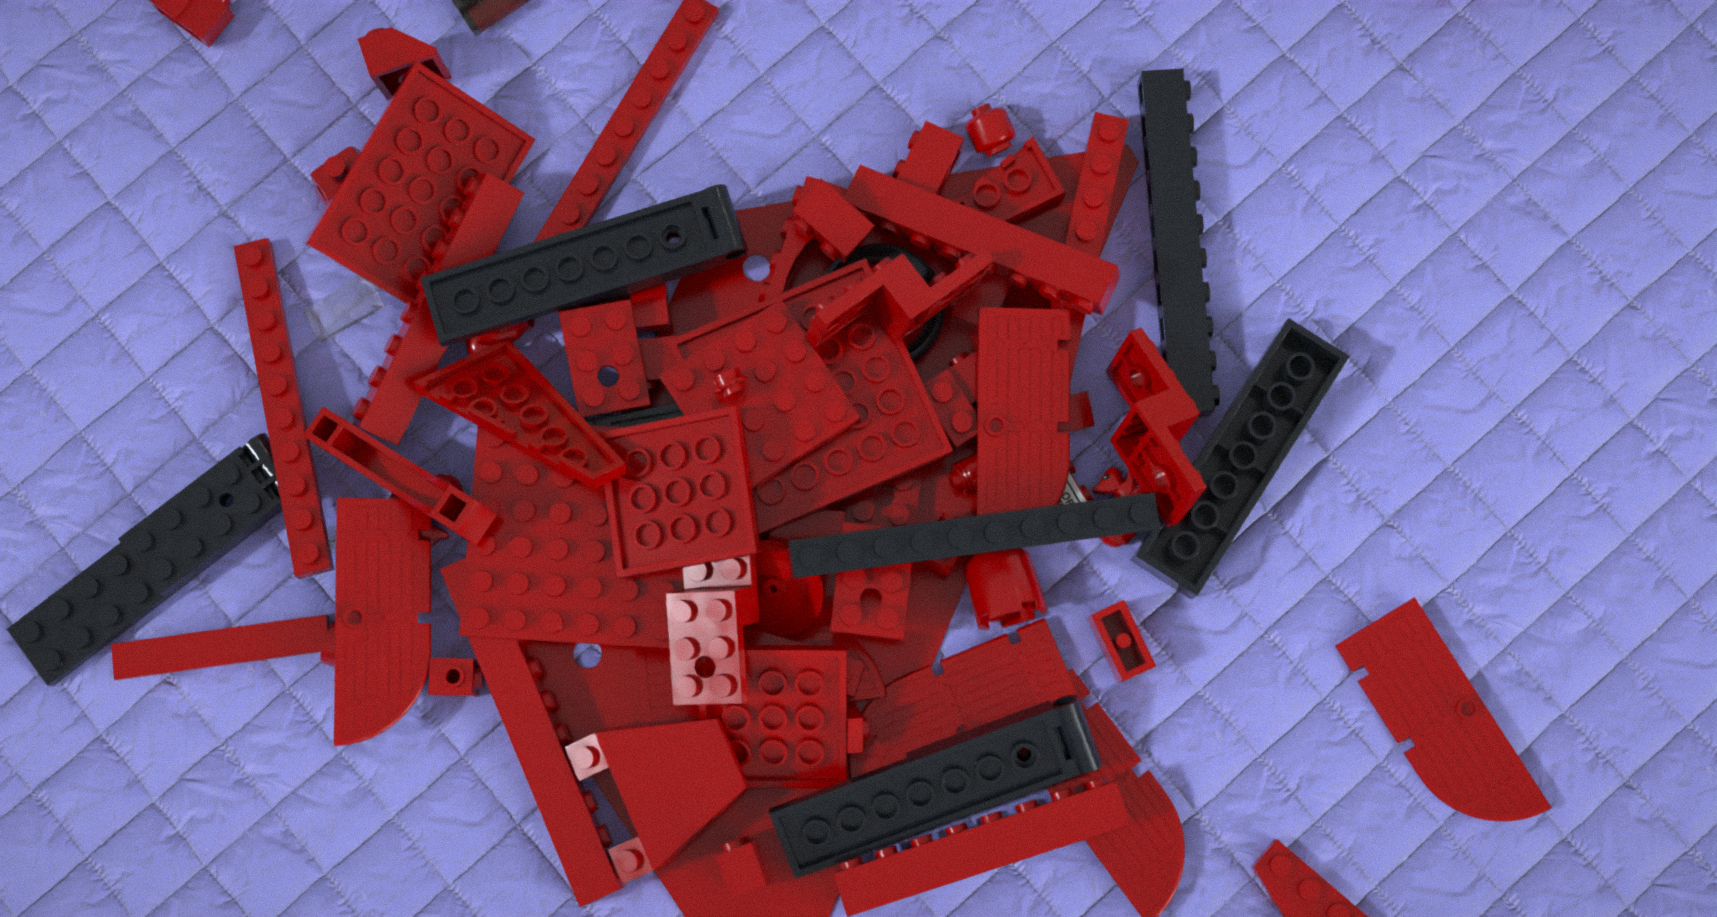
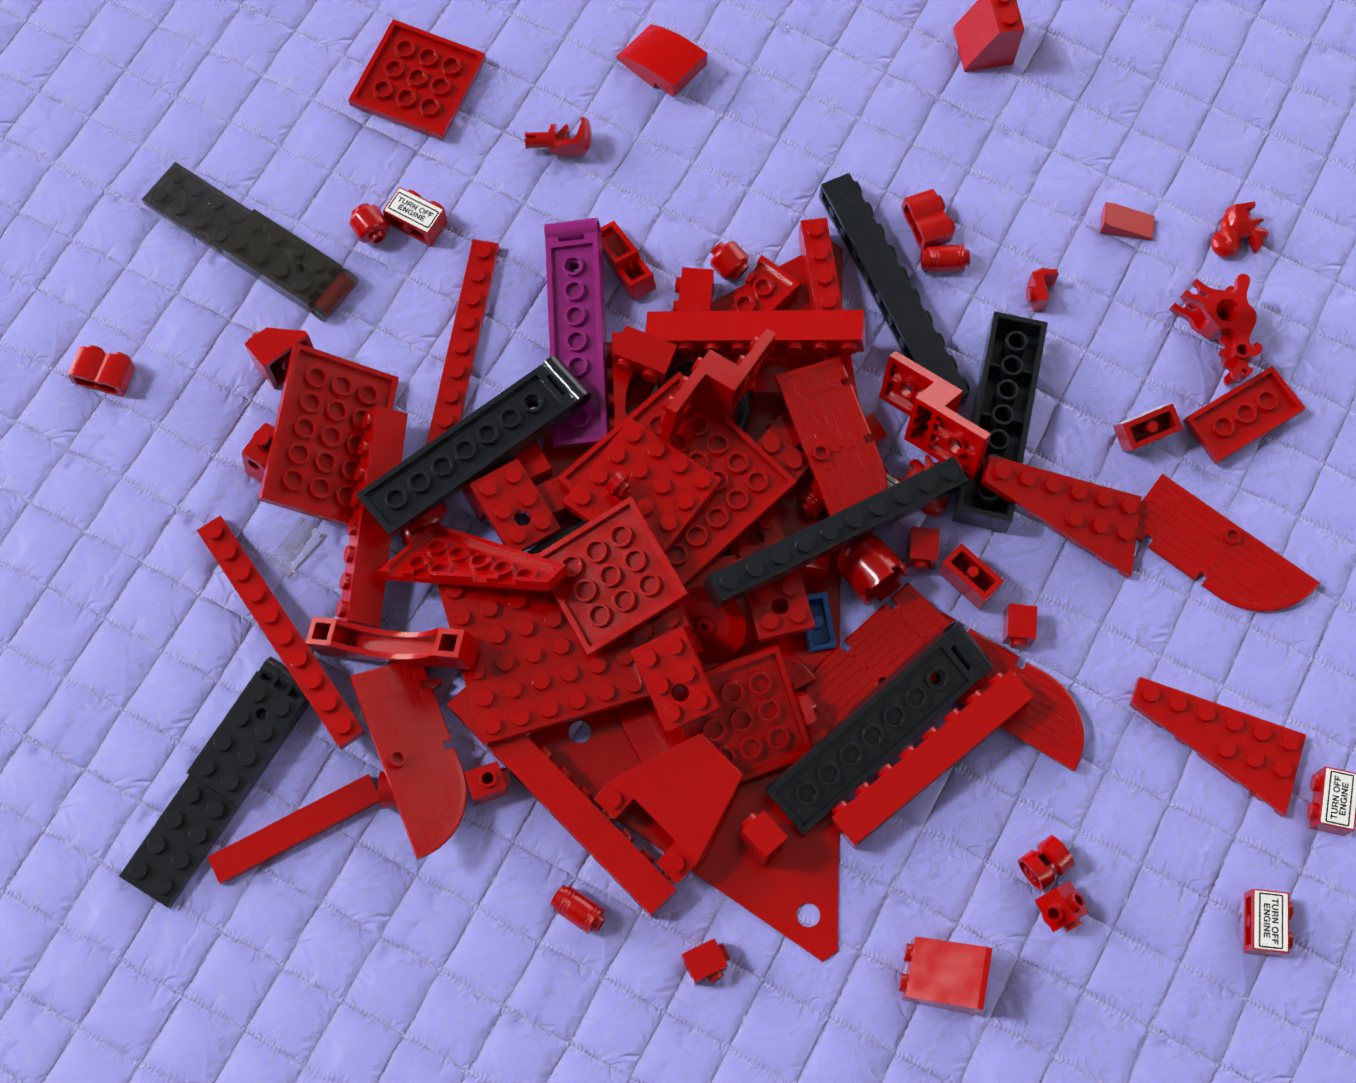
camera: 25 degrees left, 10 degrees down
(504, 865) = (578, 909): none -> red head
(773, 147) = (578, 323): none -> magenta hinge
(861, 83) = (626, 261): none -> red slope
(919, 626) = (823, 635): none -> blue slope
(1079, 584) = (923, 548): none -> red brick
(1156, 723) = (1019, 625): none -> red brick
(1259, 221) = (944, 258): none -> red head
(1260, 163) = (927, 219): none -> red brick
(1289, 612) = (1077, 510): none -> red wing
(1357, 306) = (1037, 291): none -> red bracket
(1420, 533) = (1147, 427): none -> red brick
(1512, 254) = (1126, 222): none -> slope
(1551, 559) = (1244, 415): none -> red plate
(1582, 430) = (1226, 318): none -> red animal
(1653, 309) = (1238, 225): none -> red animal

